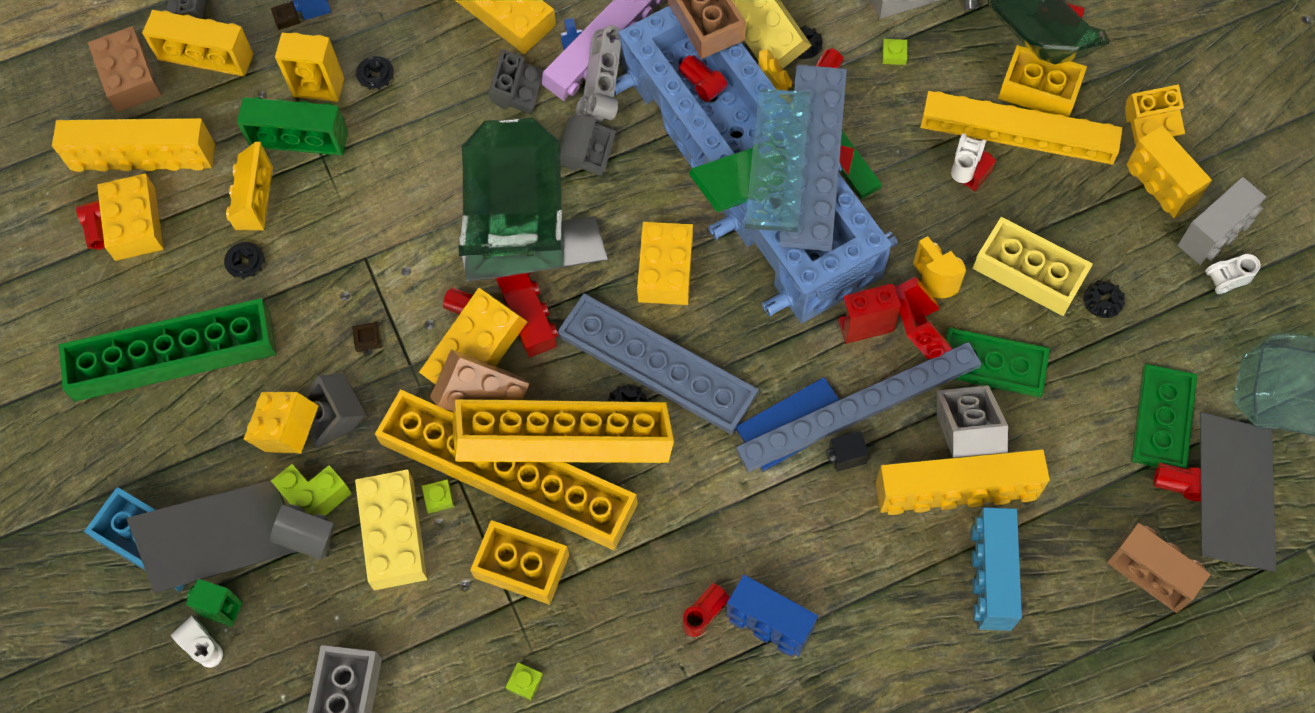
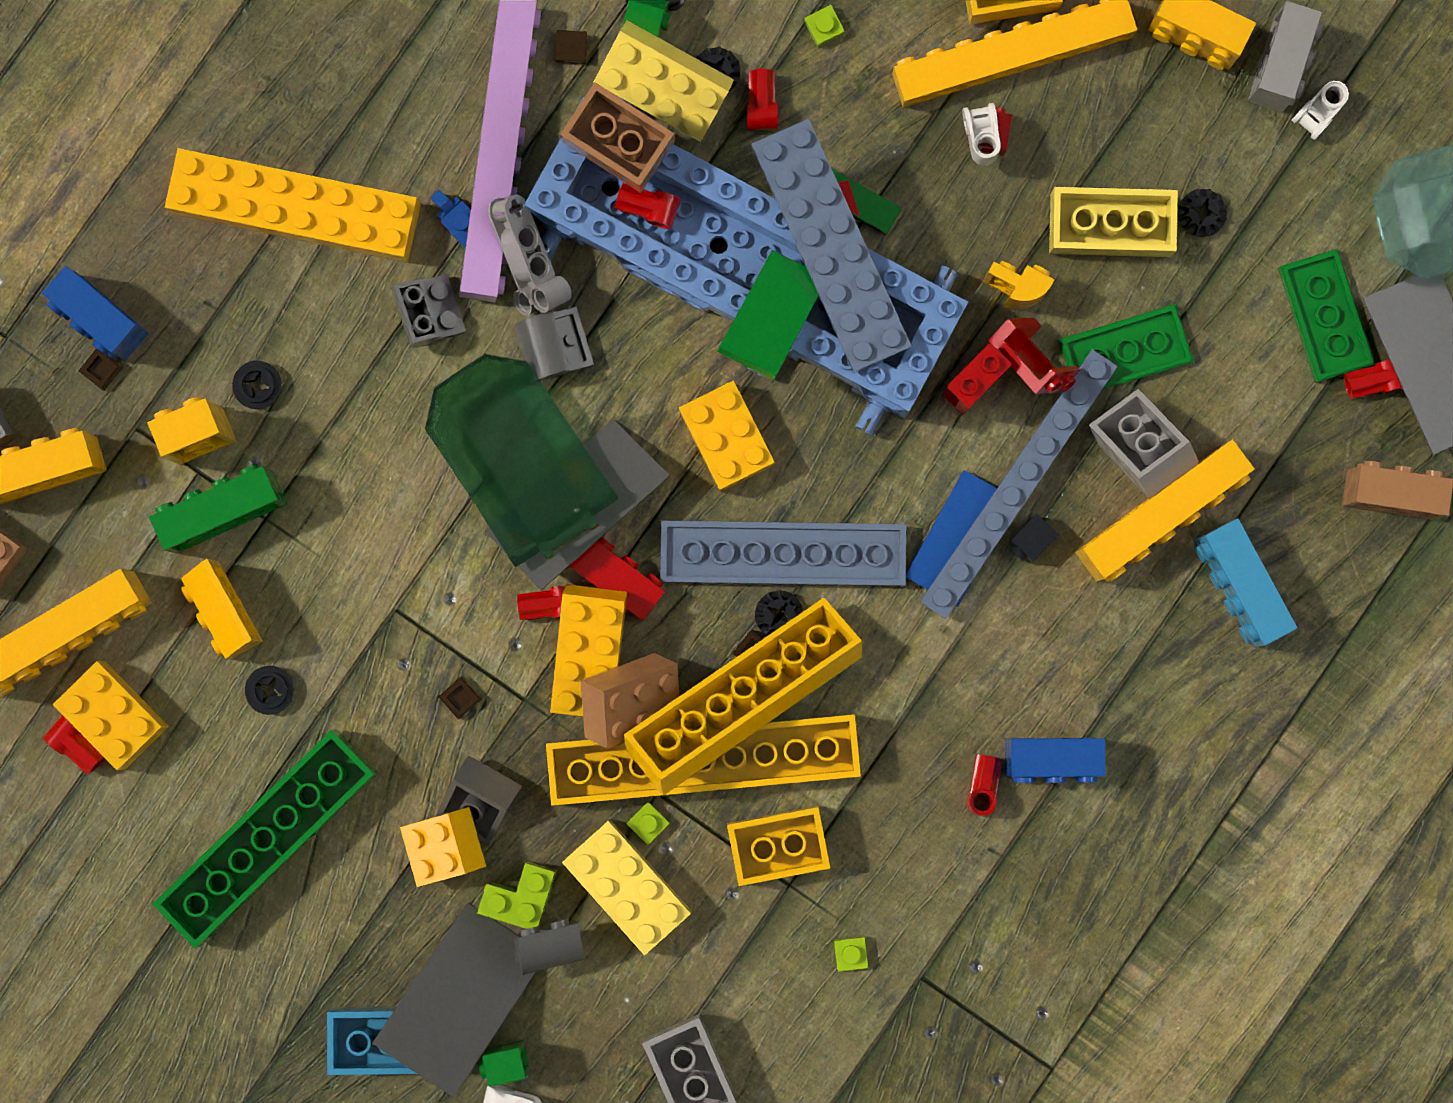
camera: 30 degrees left, 20 degrees up
(773, 71) = (717, 146): yellow hinge -> none
(778, 161) = (803, 281): clear light blue plate -> none

